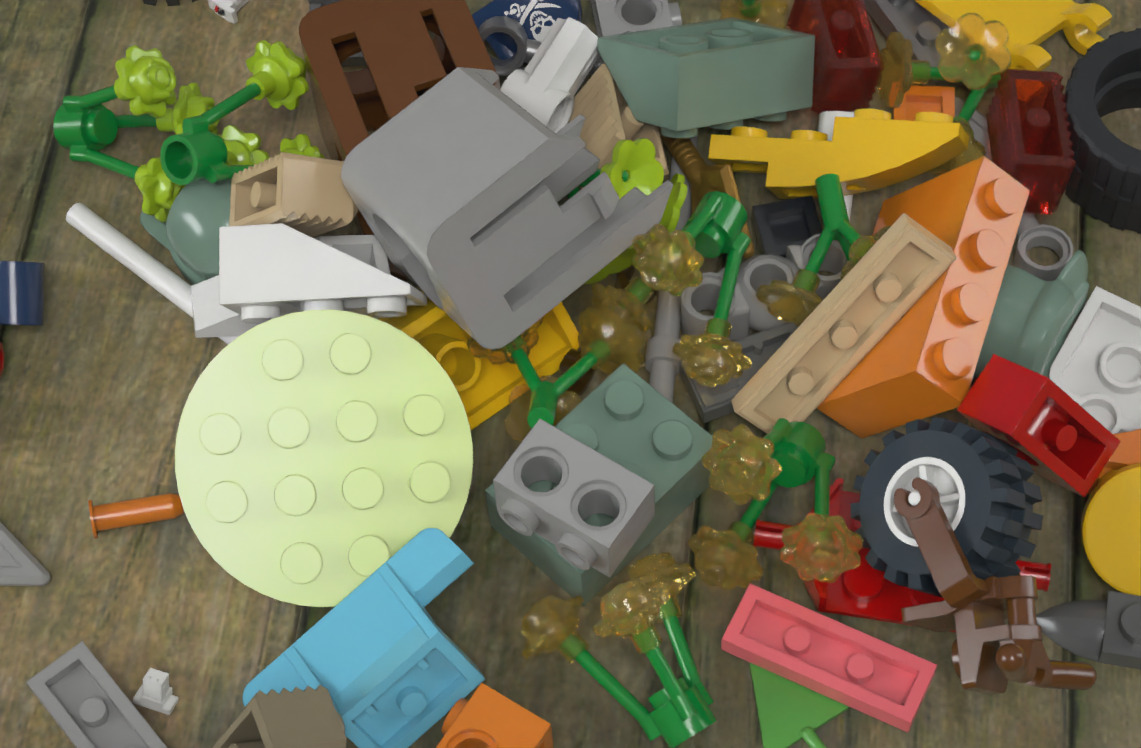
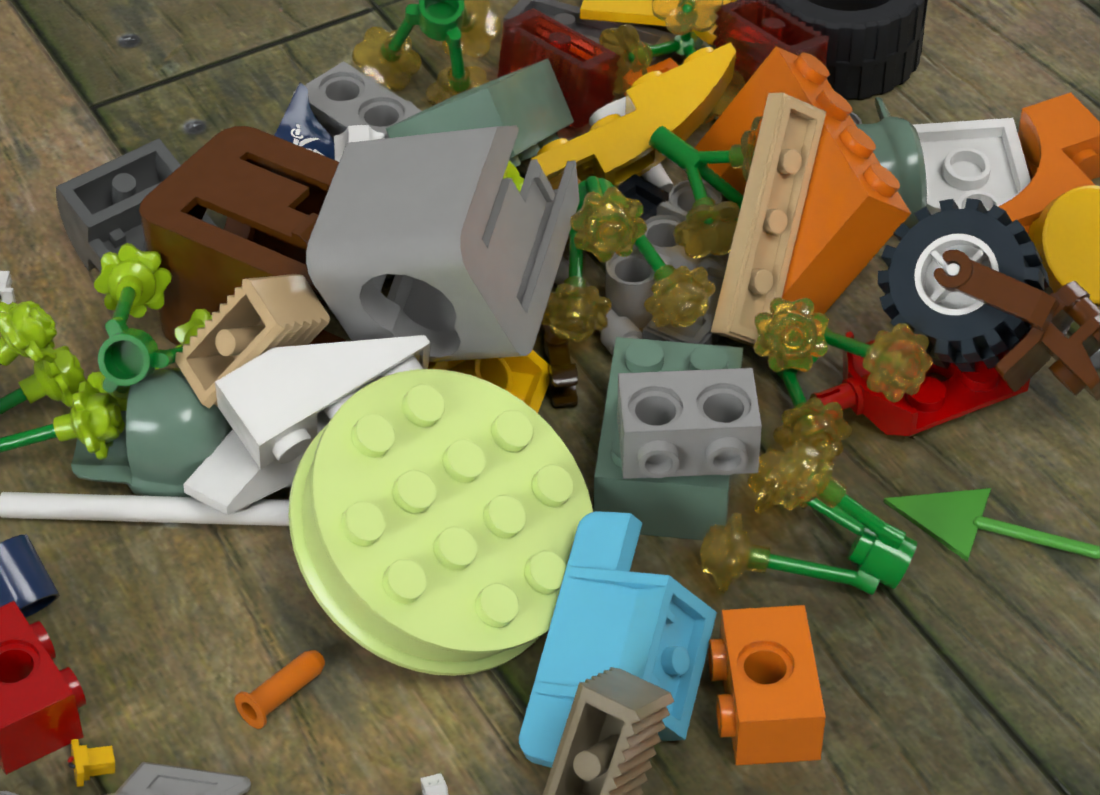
camera: 40 degrees left, 15 degrees down
(605, 344) = (581, 333): clear yellow plant -> none
(829, 657) = (949, 458): coral plate -> none
(1041, 423) = (971, 173): red brick -> none

